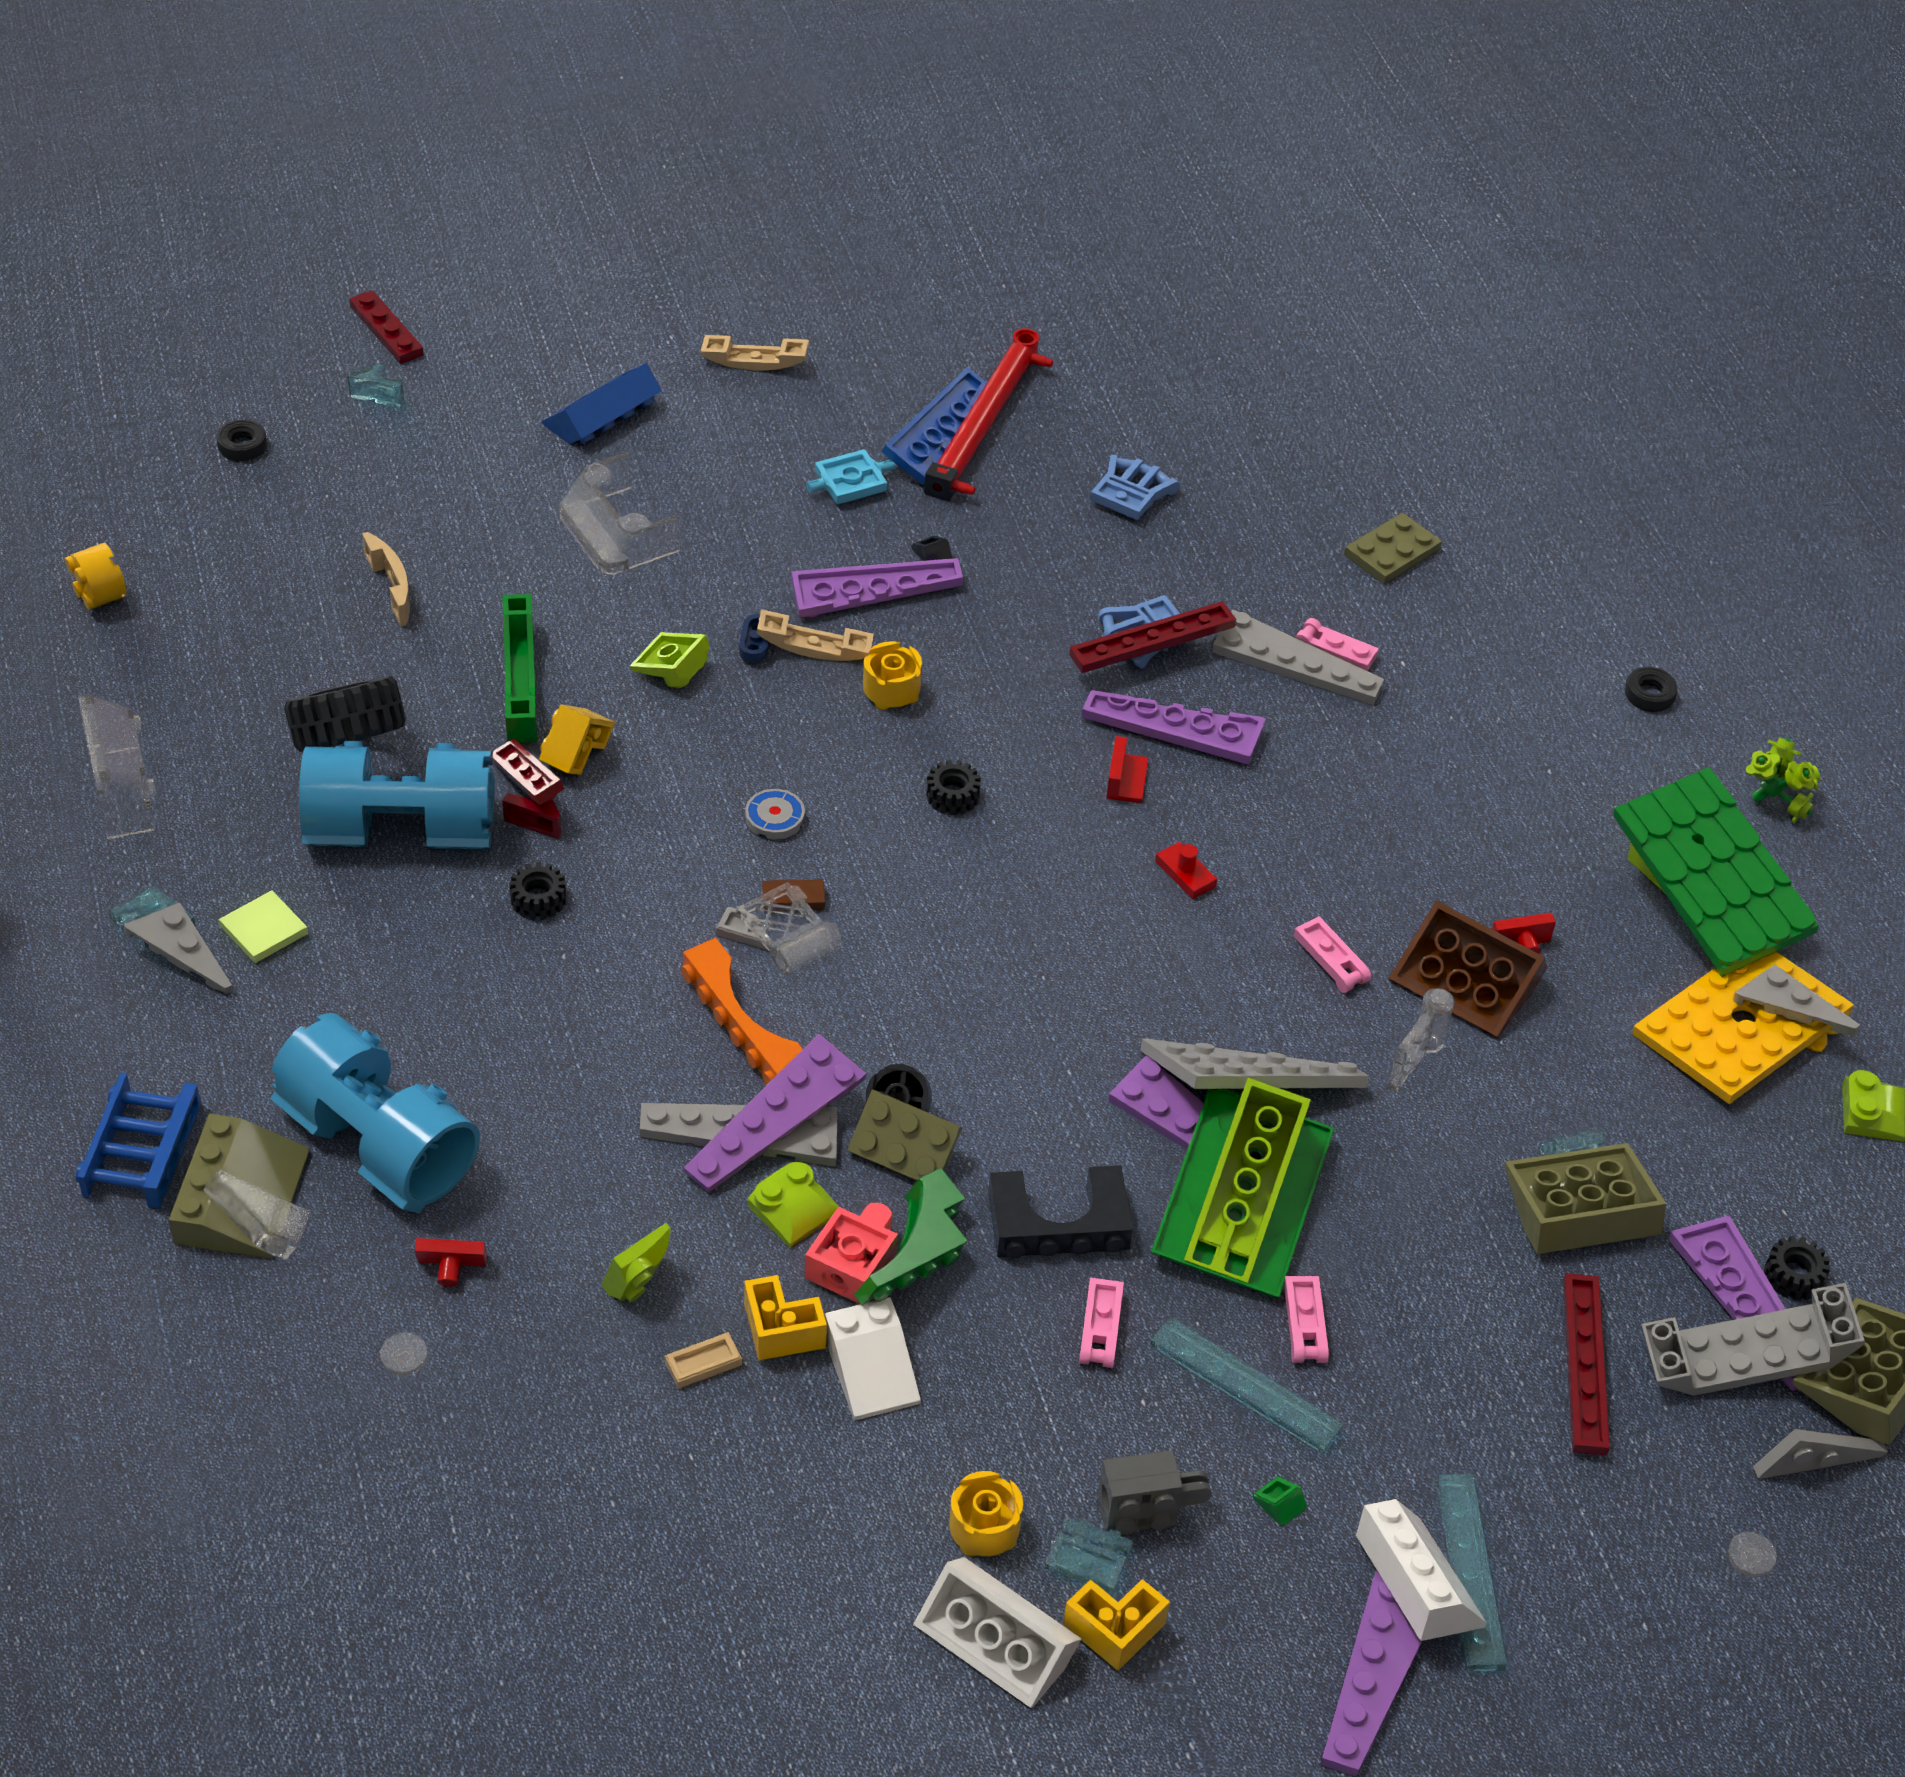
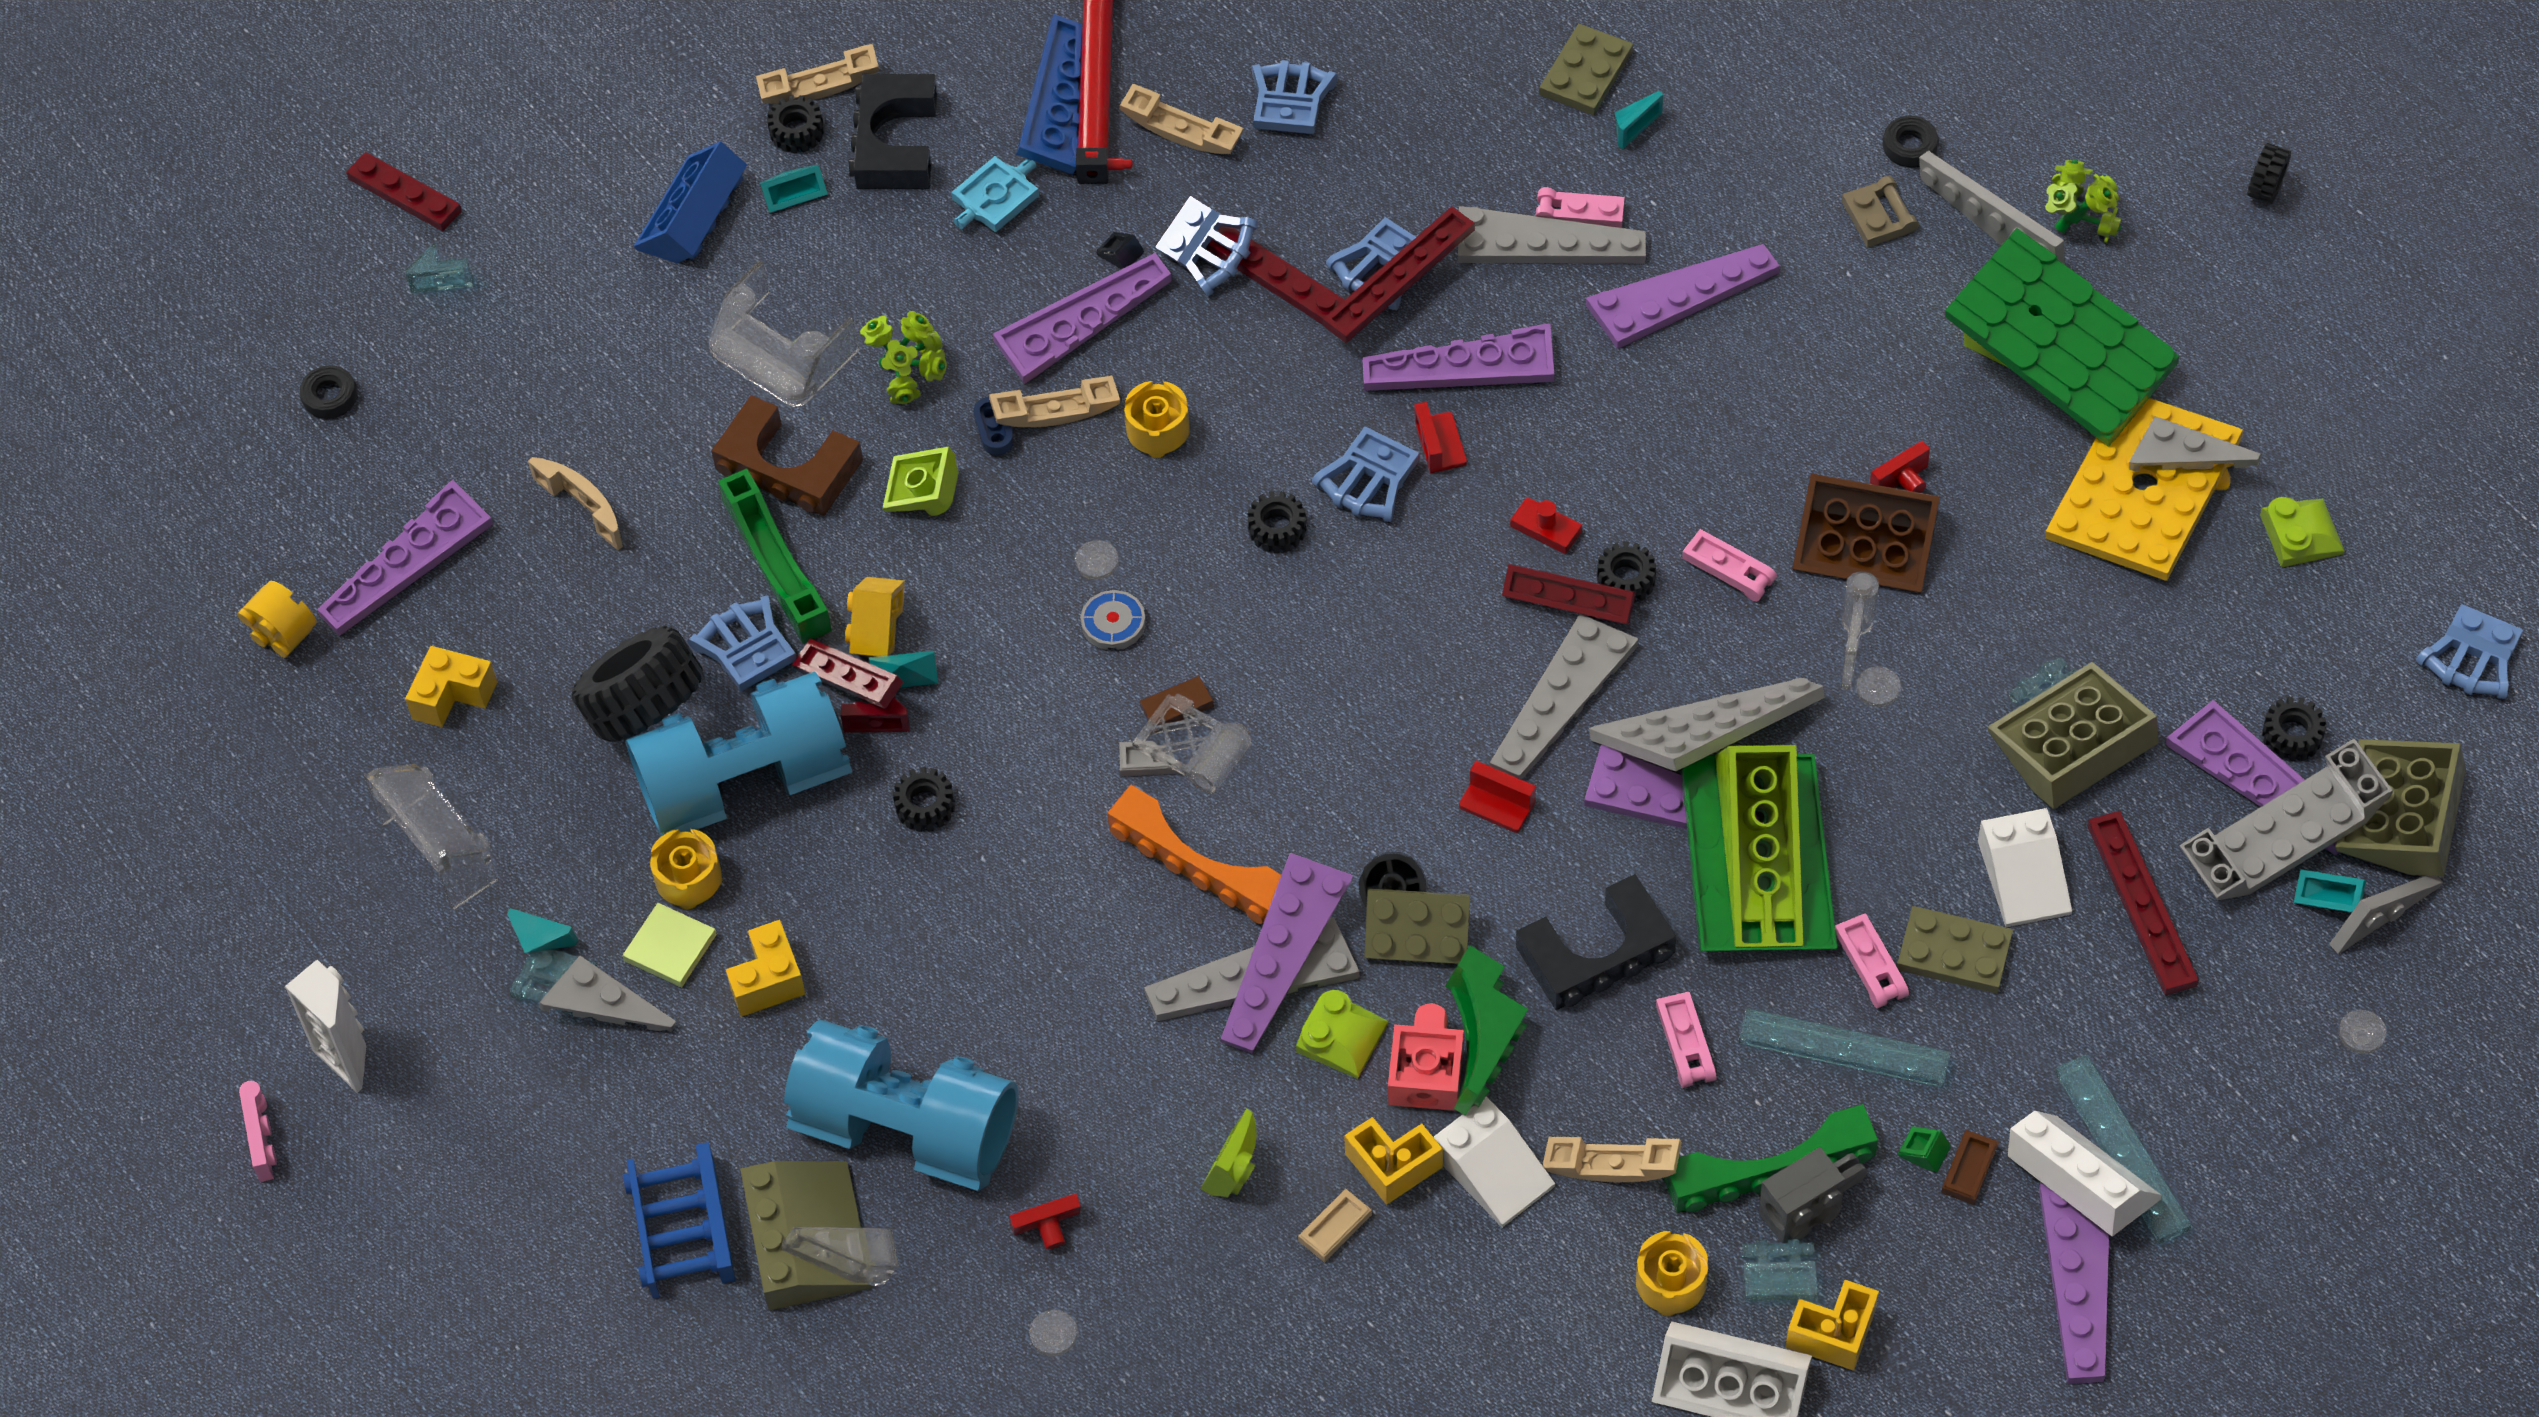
camera: 15 degrees left, 10 degrees up
(160, 877) = (539, 933): none -> teal slope
(201, 667) = (449, 678): none -> yellow brick
(276, 560) = (439, 532): none -> medium lavender wing
(308, 870) = (685, 868): none -> yellow brick
(327, 978) = (768, 978): none -> yellow brick
(465, 734) = (752, 658): none -> medium blue plate
(579, 629) = (810, 485): none -> reddish brown arch
(582, 790) = (911, 668): none -> teal slope
(690, 420) = (793, 187): none -> teal slope
(703, 559) = (900, 358): none -> lime plant
(709, 370) = (791, 111): none -> black tyre
(785, 764) = (1096, 559): none -> clear piece
(792, 383) = (879, 101): none -> black arch
(979, 1400) = (1612, 1162): none -> tan slope
(997, 553) = (1191, 234): none -> plate
(1027, 478) = (1179, 126): none -> tan slope
(1033, 1064) = (1498, 797): none -> red panel
(1041, 596) = (1280, 277): none -> dark red plate
(1059, 1448) = (1709, 1179): none -> green arch
(1064, 768) = (1377, 457): none -> medium blue plate
(1149, 993) = (1574, 675): none -> light grey wing
(1177, 926) = (1568, 593): none -> dark red plate
(1237, 916) = (1628, 557): none -> black tyre
(1315, 1532) = (1969, 1167): none -> reddish brown tile
(1368, 735) = (1664, 299): none -> medium lavender wing
(1389, 1339) = (1954, 949): none -> olive plate
(1420, 596) = (1637, 117): none -> teal slope
(1422, 1098) = (1878, 686): none -> clear piece
(1487, 1292) = (2025, 867): none -> white slope
(1589, 733) = (1872, 218): none -> dark tan plate
(1689, 751) = (1982, 206): none -> light grey wing
(1769, 1415) = (2329, 891): none -> teal slope

